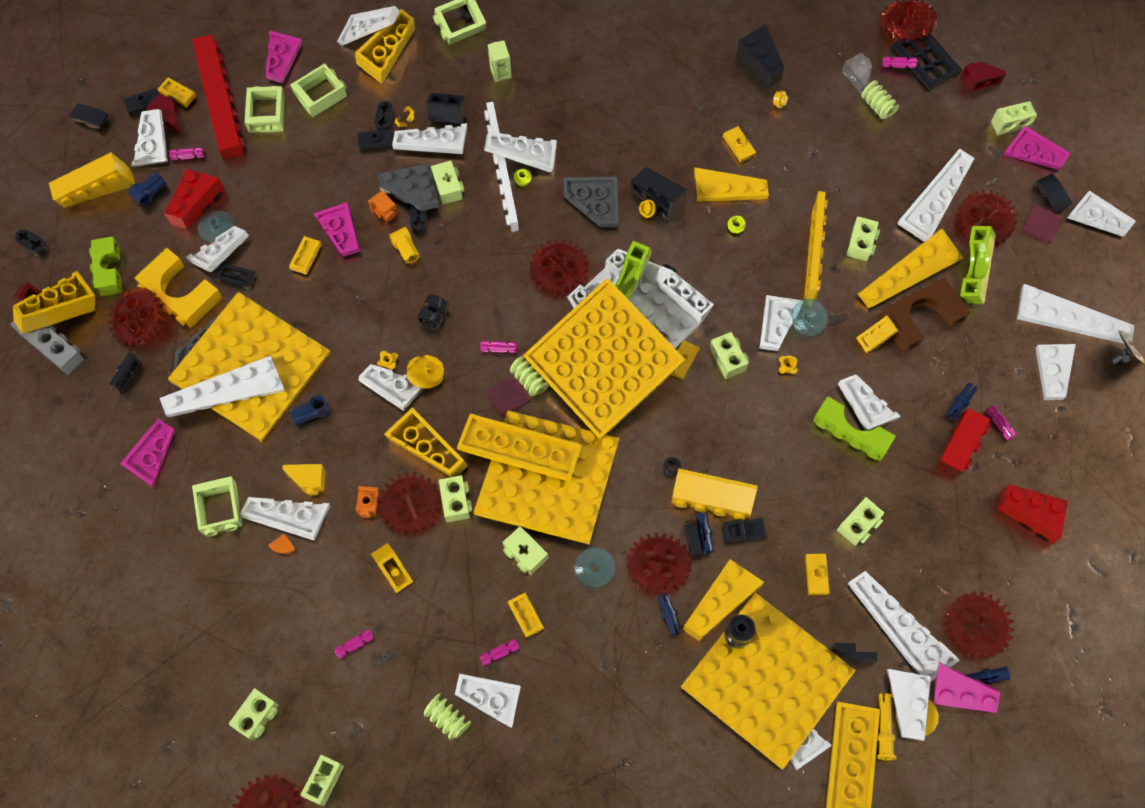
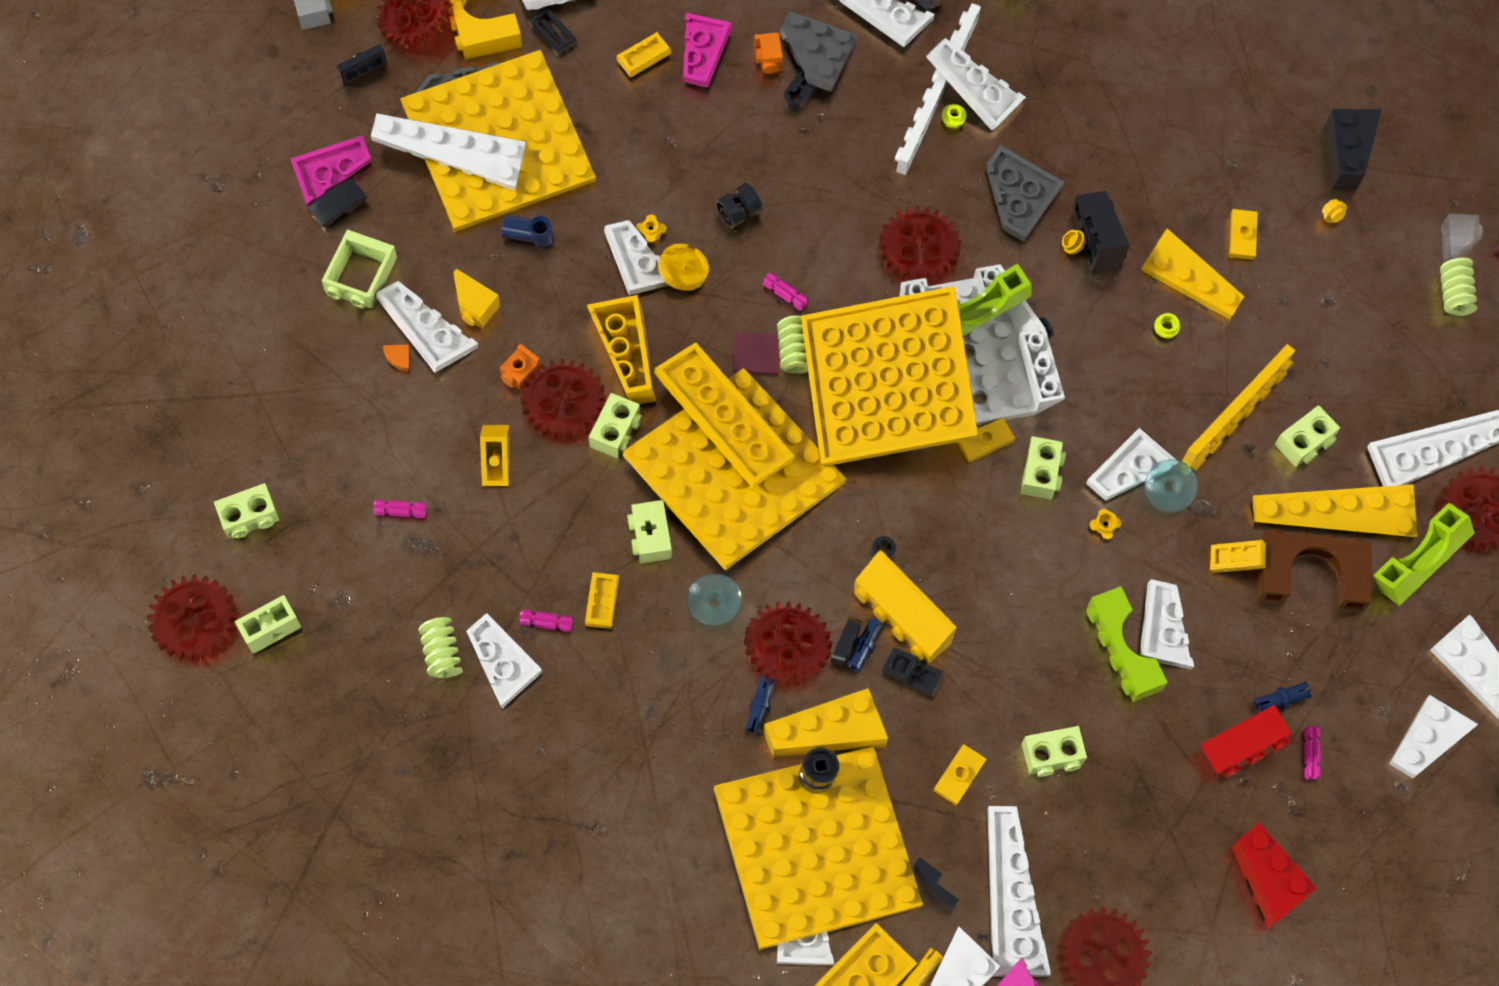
camera: 30 degrees right, 0 degrees up
(171, 470) = (334, 203): none -> black slope
(403, 242) = (762, 107): yellow piece -> none
(447, 183) = (861, 69): yellowish green brick -> none

